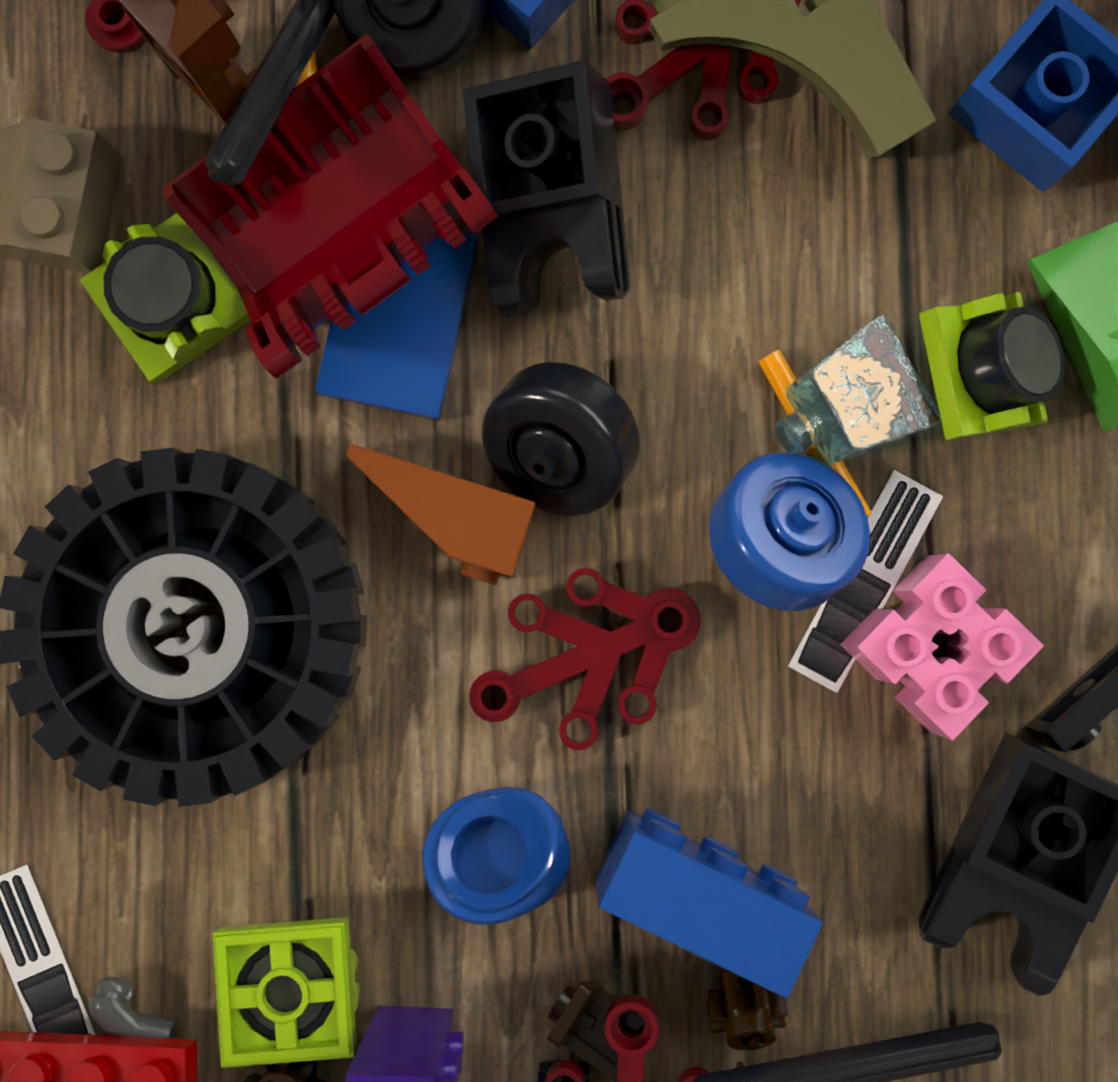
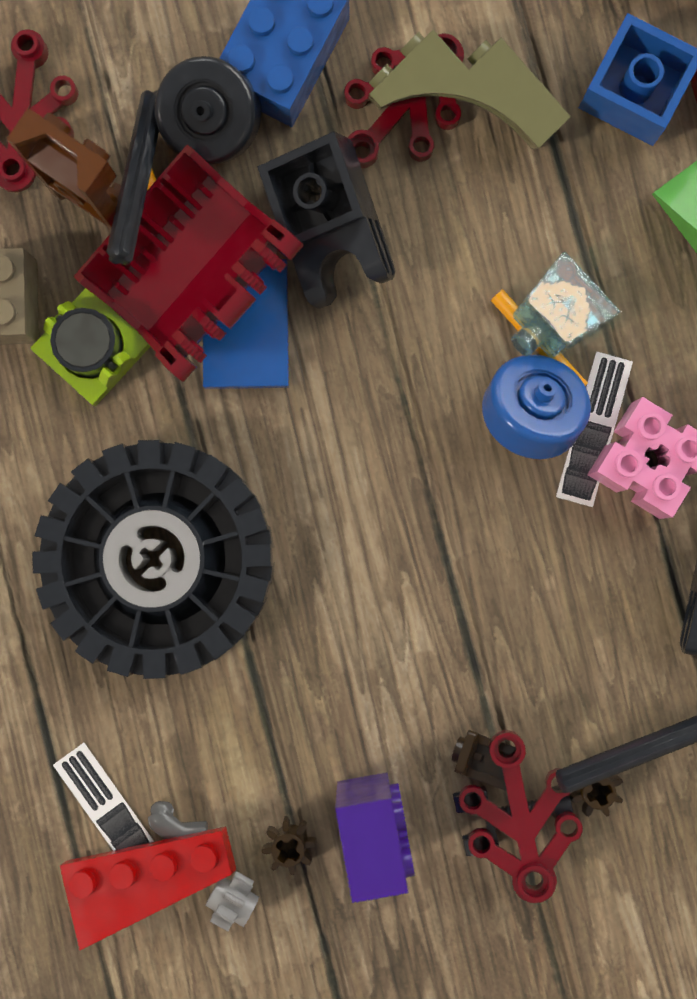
camera: 10 degrees left, 0 degrees up
(285, 992) = (277, 780): lime piece -> none
(460, 516) = (321, 447): dark orange slope -> none
(496, 855) = (393, 662): blue piece -> none
(561, 438) = (373, 380): black wheel -> none
(596, 652) = (428, 515): dark red plant -> none
(708, 900) = (538, 656): blue brick -> none
(745, 1012) = (579, 724): dark brown gear -> none
(992, 365) = (643, 268): piece -> none

